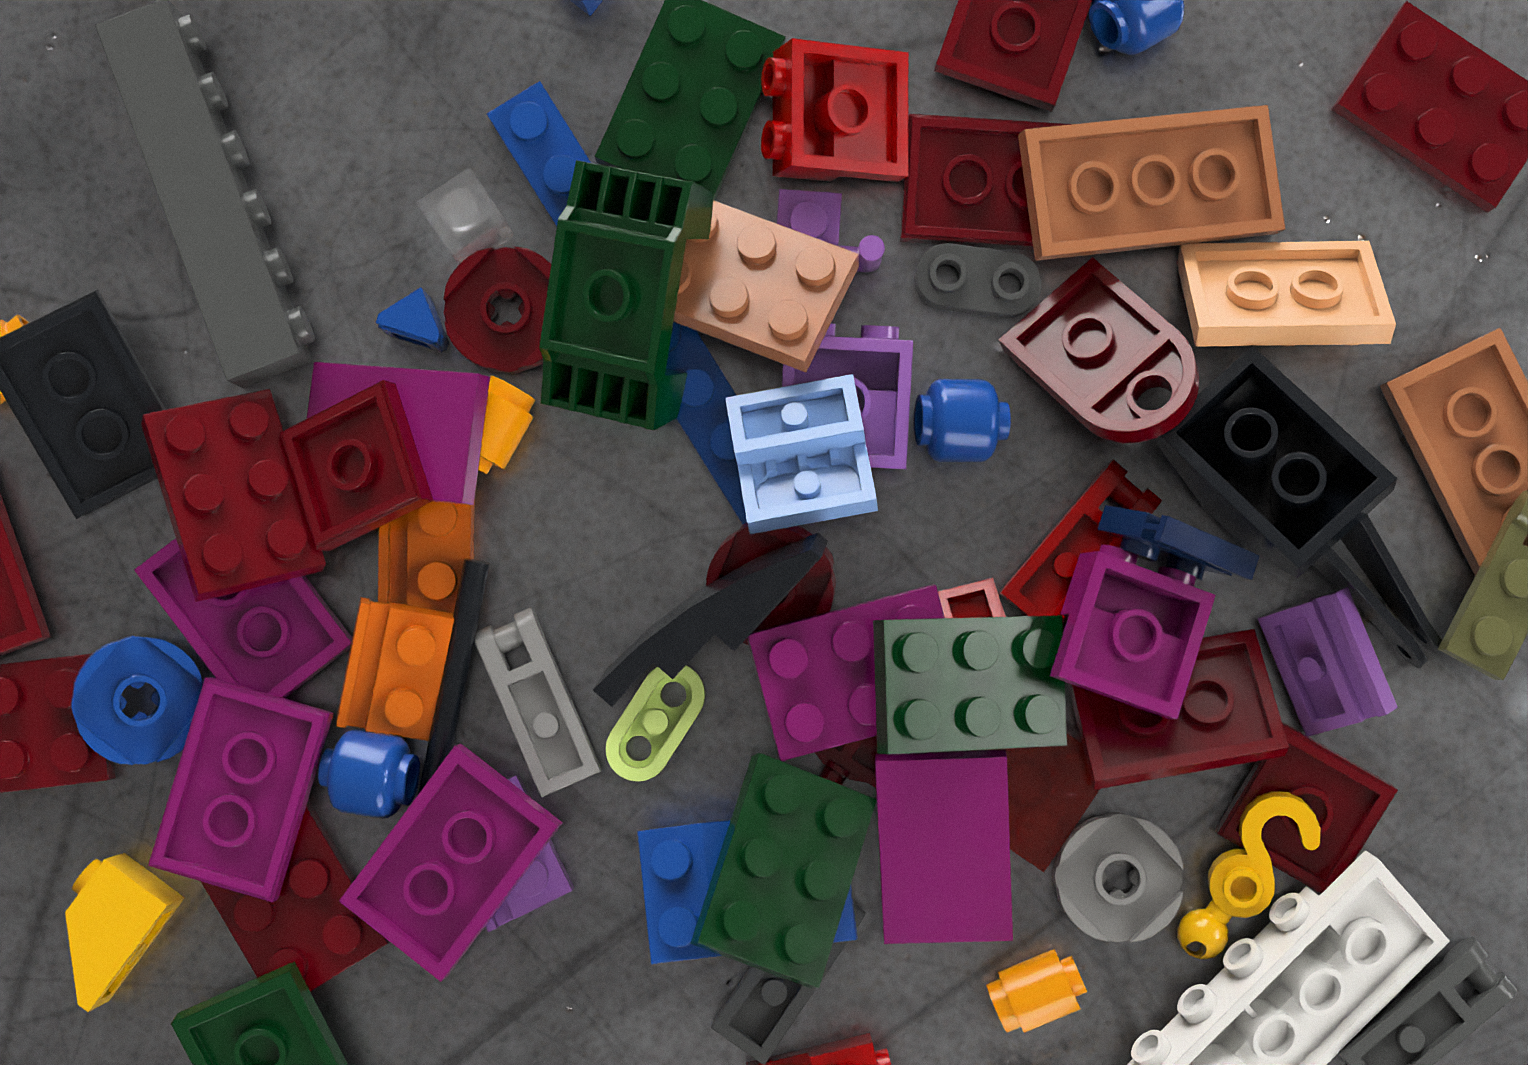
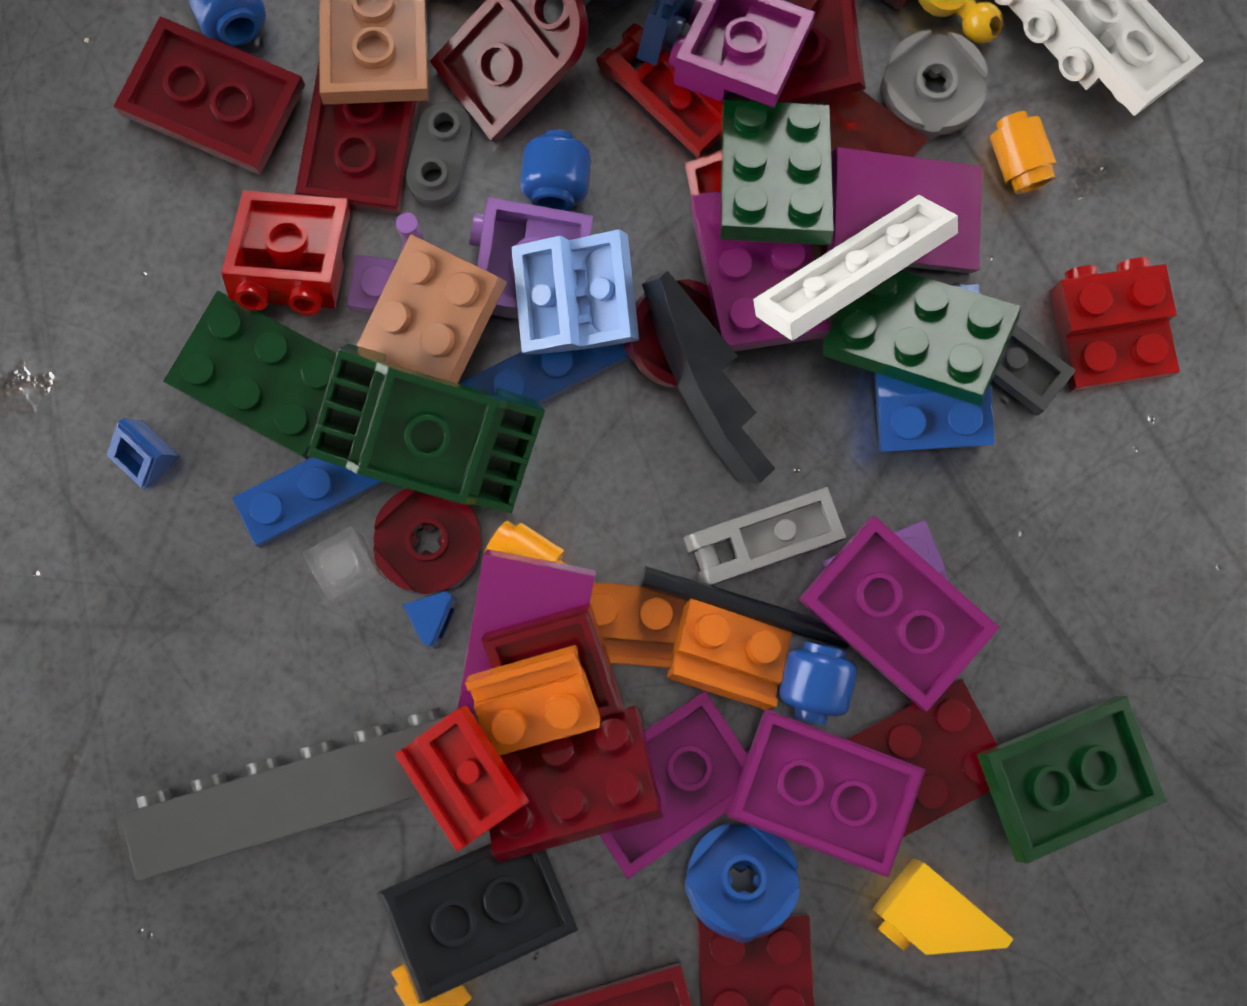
camera: 90 degrees left, 5 degrees down
(223, 371) = (461, 777): none -> red plate
(318, 445) = (534, 700): none -> orange plate
(655, 720) = (791, 435): yellowish green plate -> none
(852, 786) = (855, 267): none -> white plate

